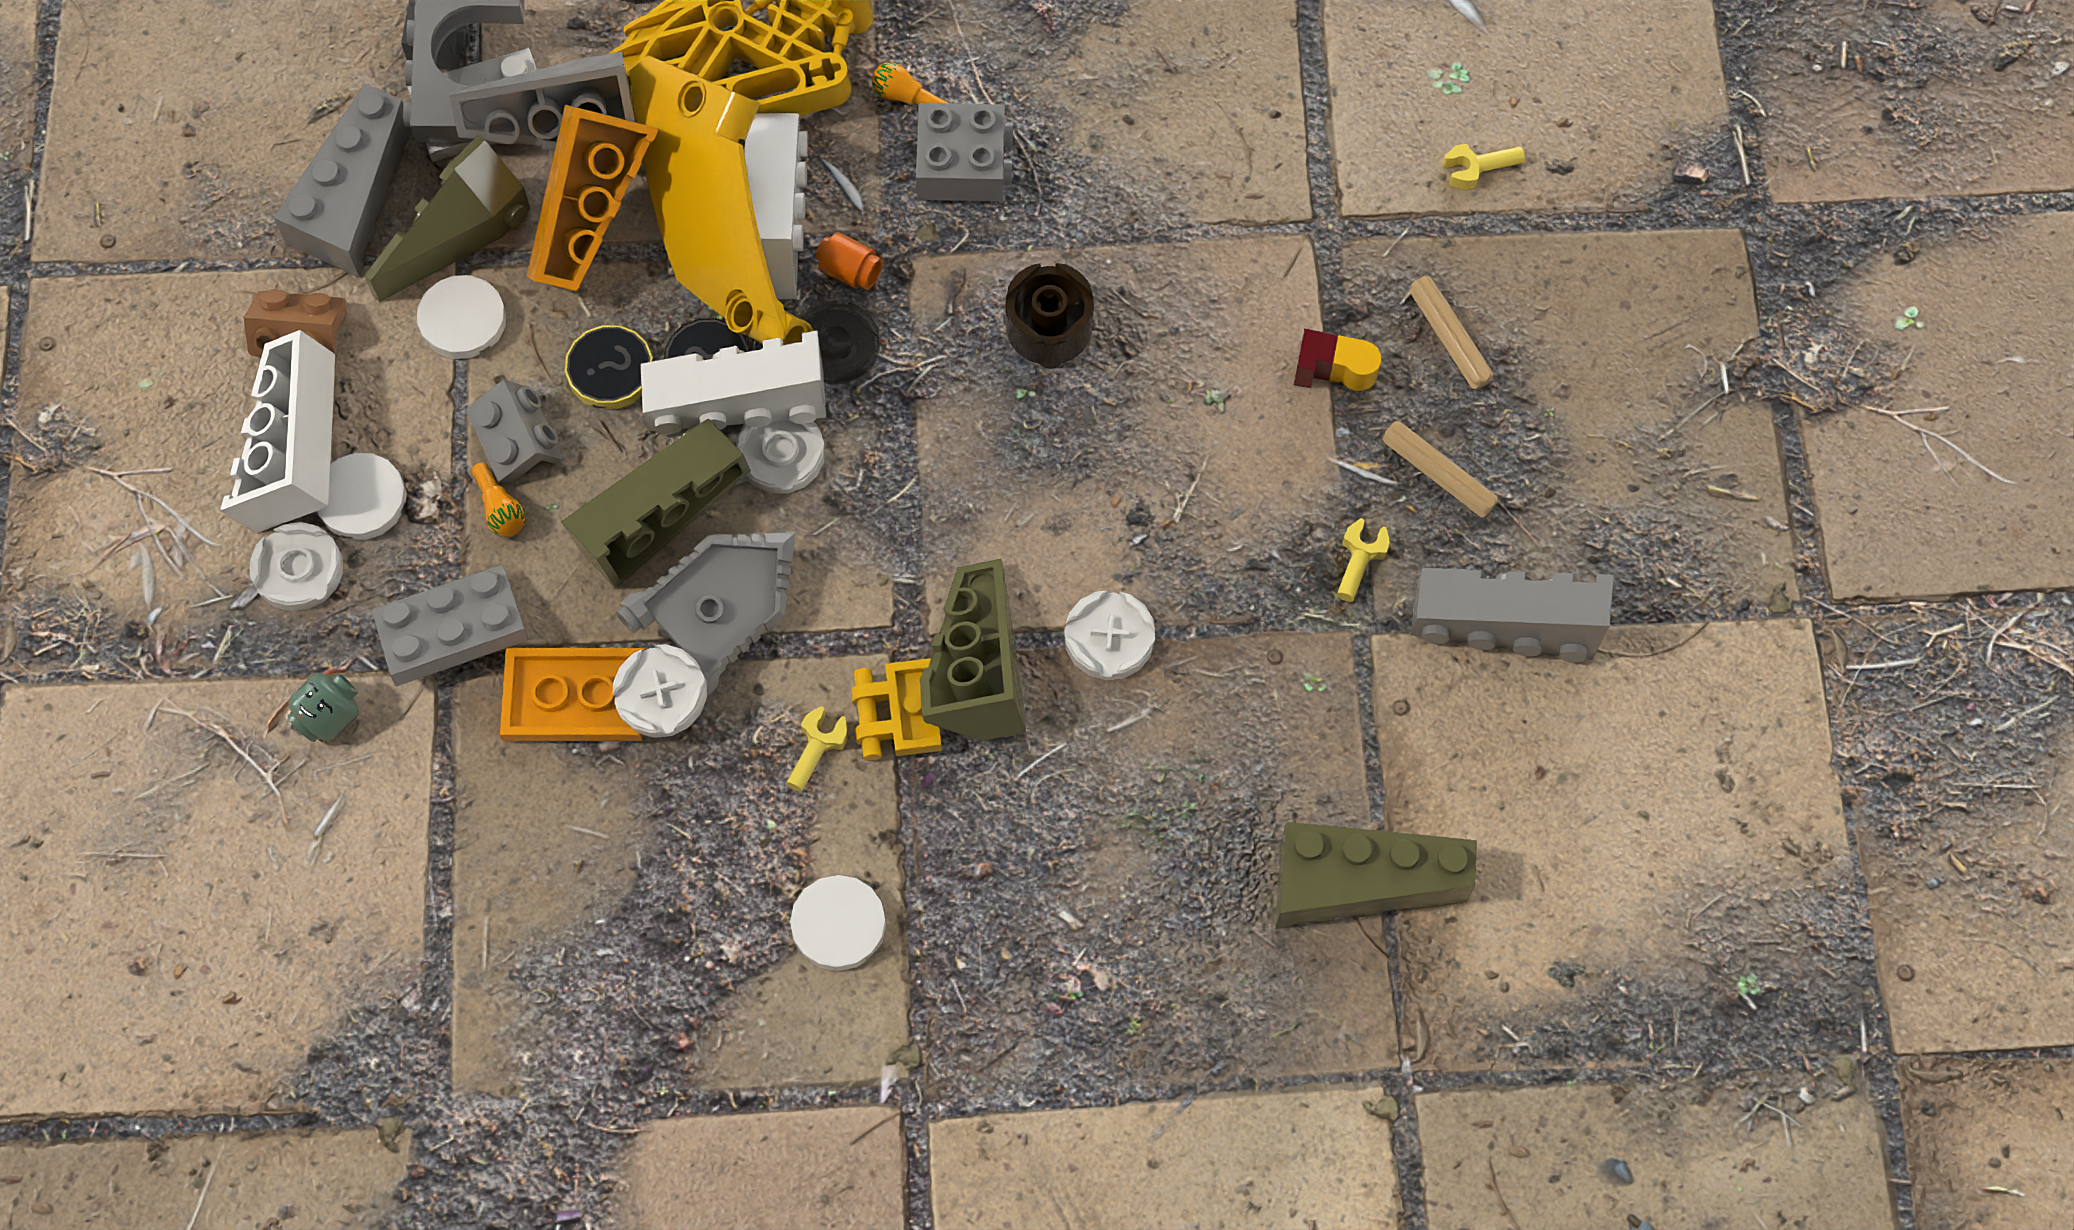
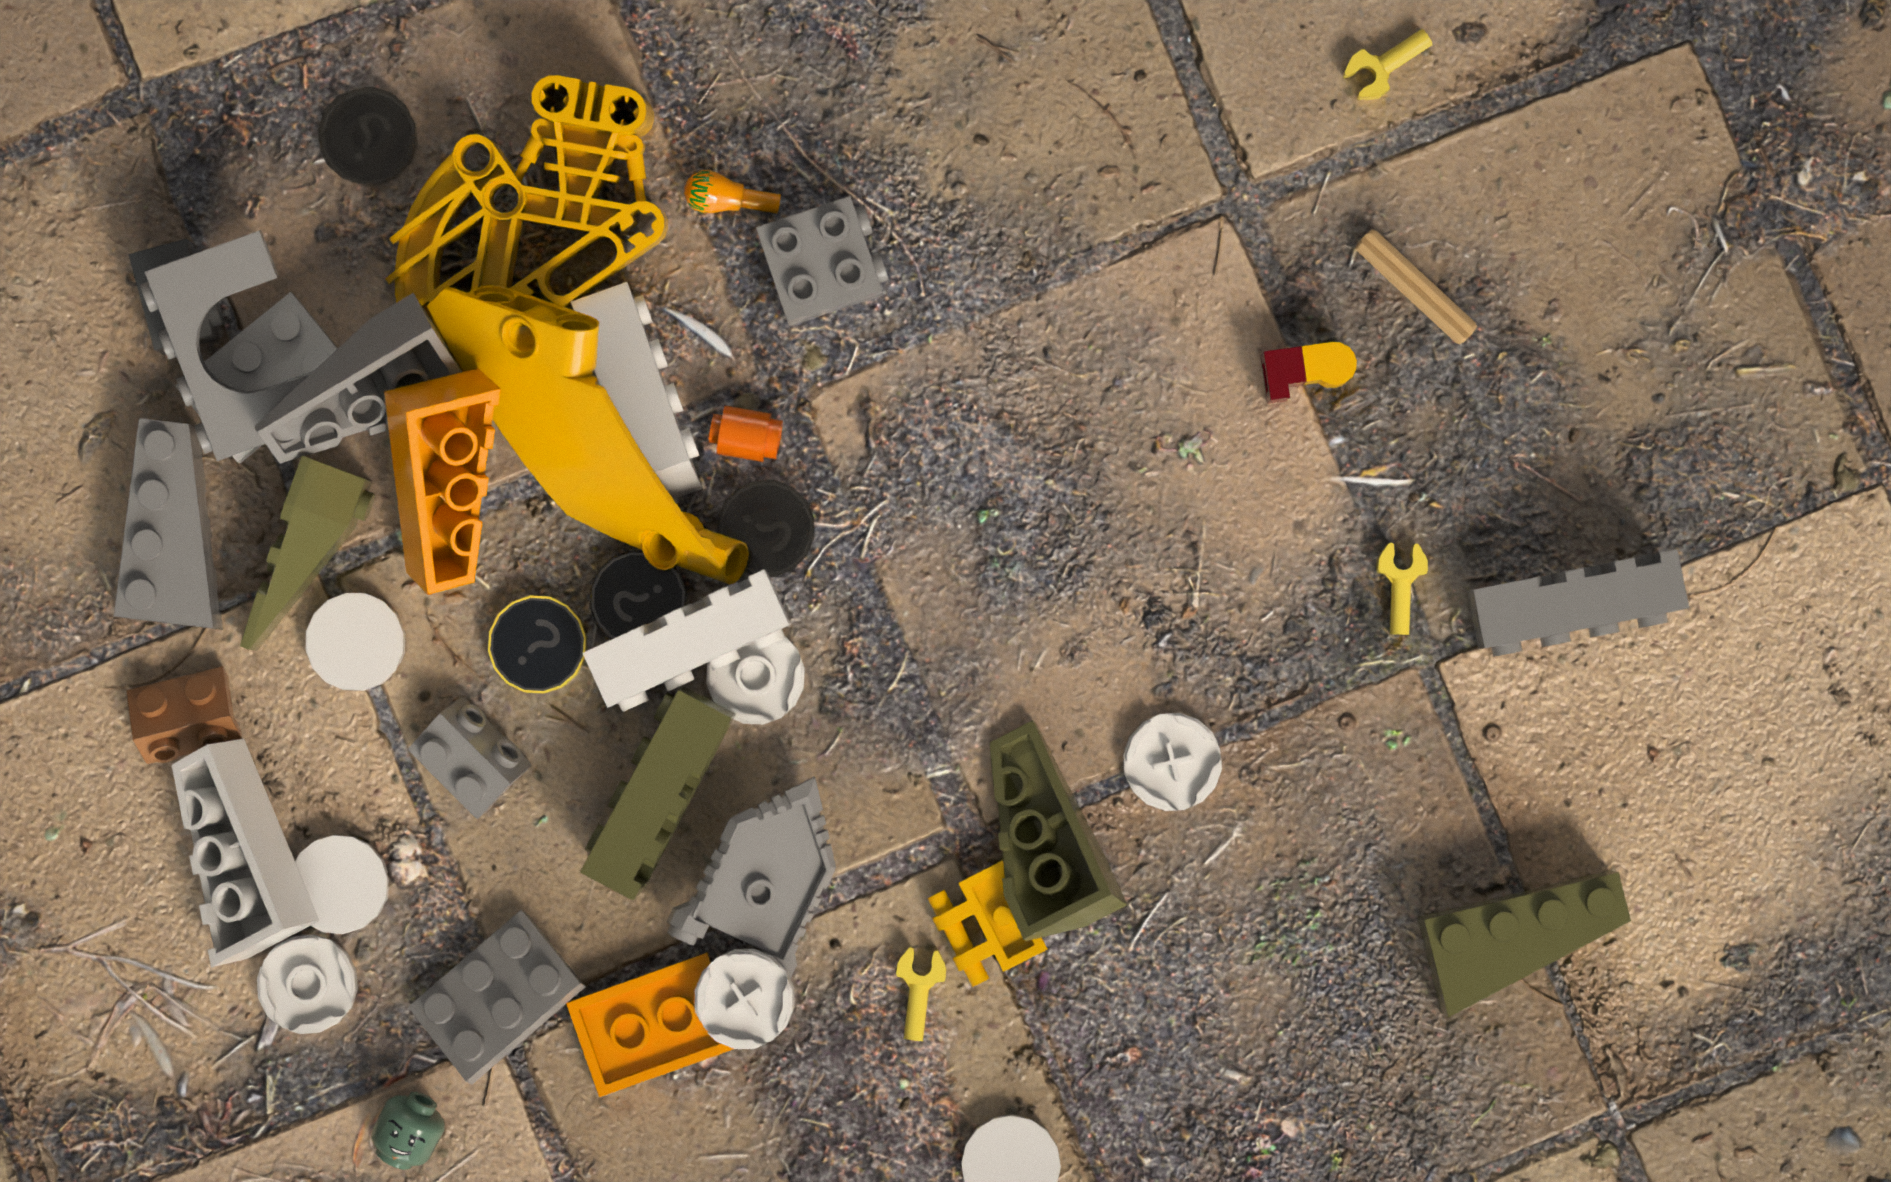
camera: 25 degrees left, 20 degrees up
(502, 511) = (497, 852): light orange piece -> none
(1049, 314) = (1012, 416): dark brown brick -> none
(1440, 469) = (1453, 453): tan axle -> none

